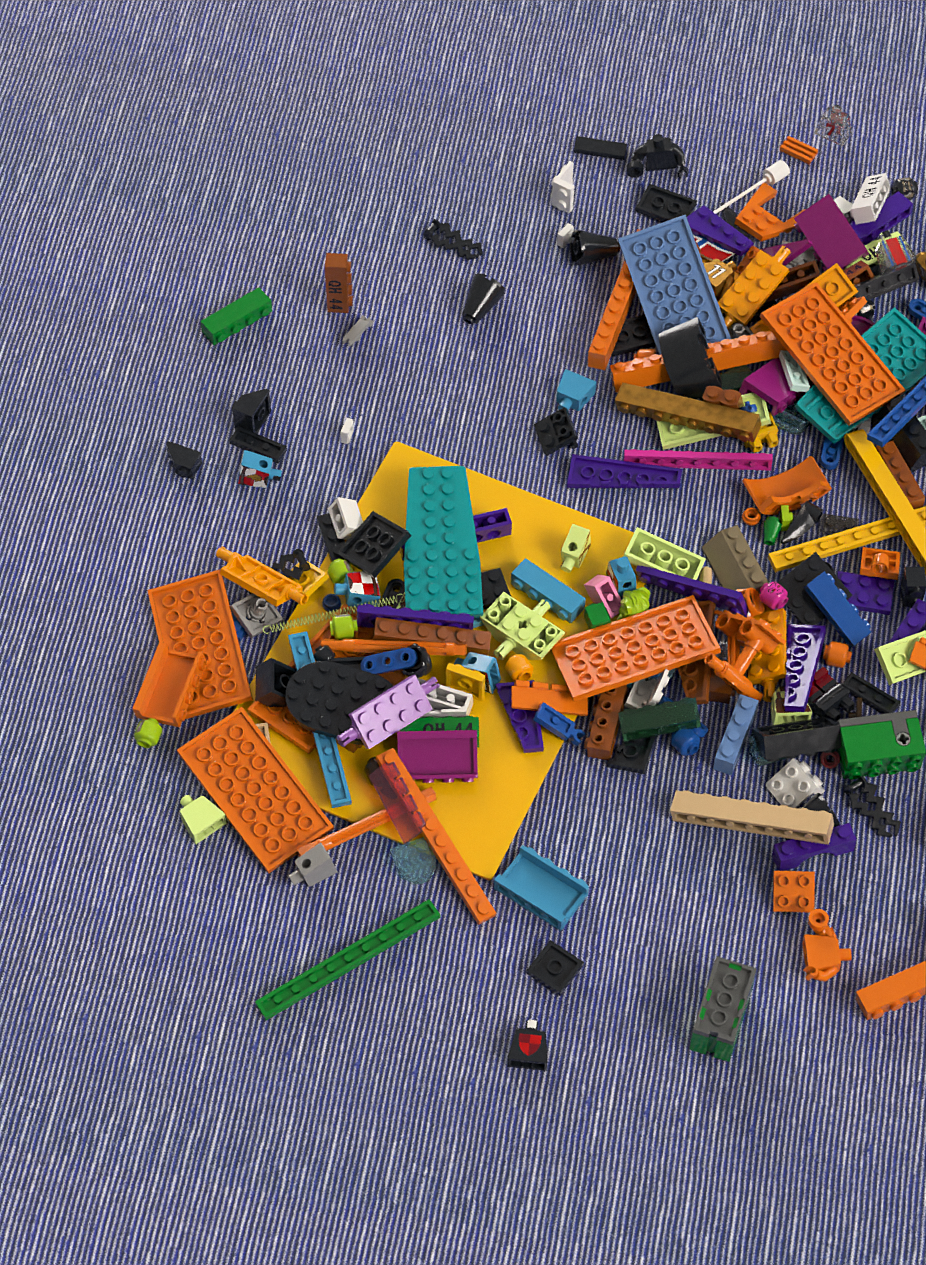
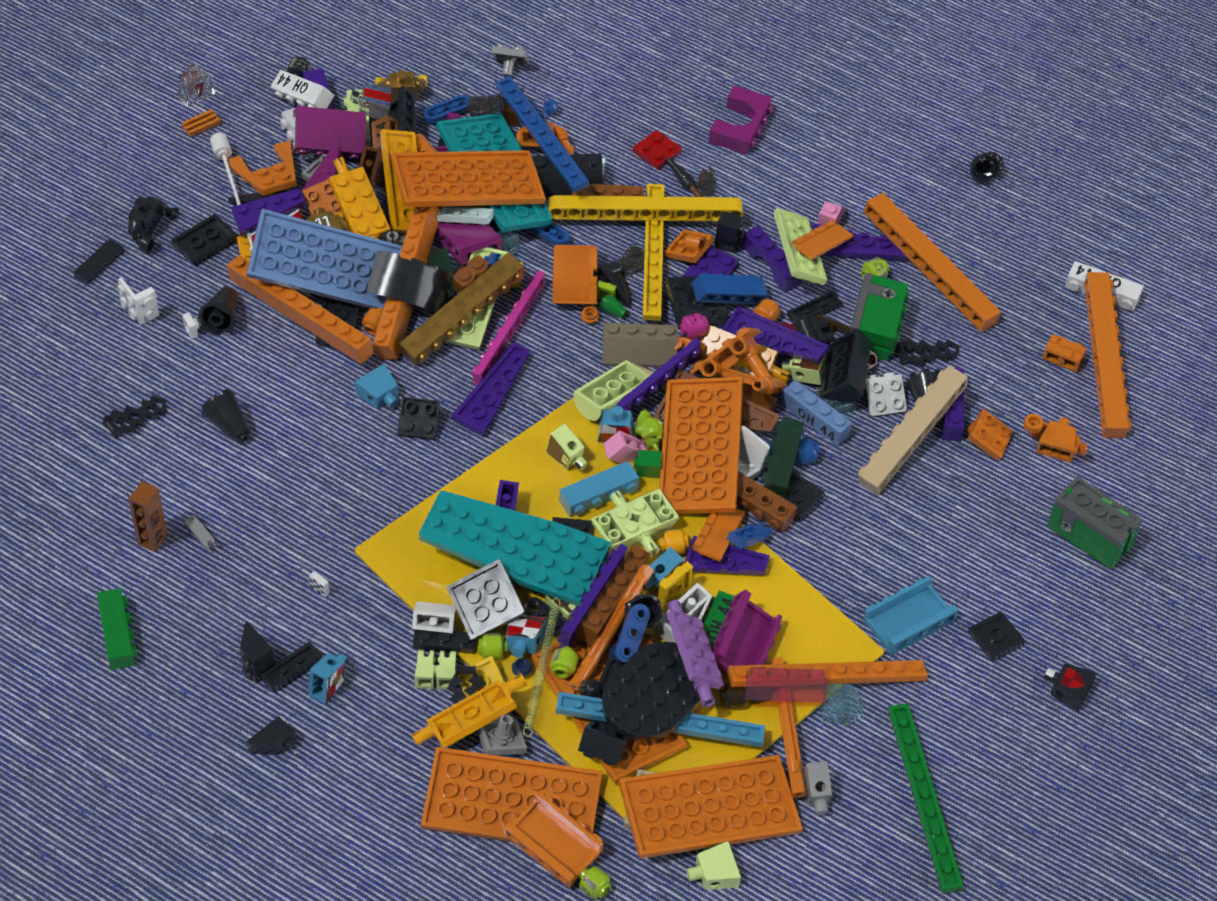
camera: 70 degrees left, 5 degrees down
(306, 539) = (427, 672): none -> yellowish green legs

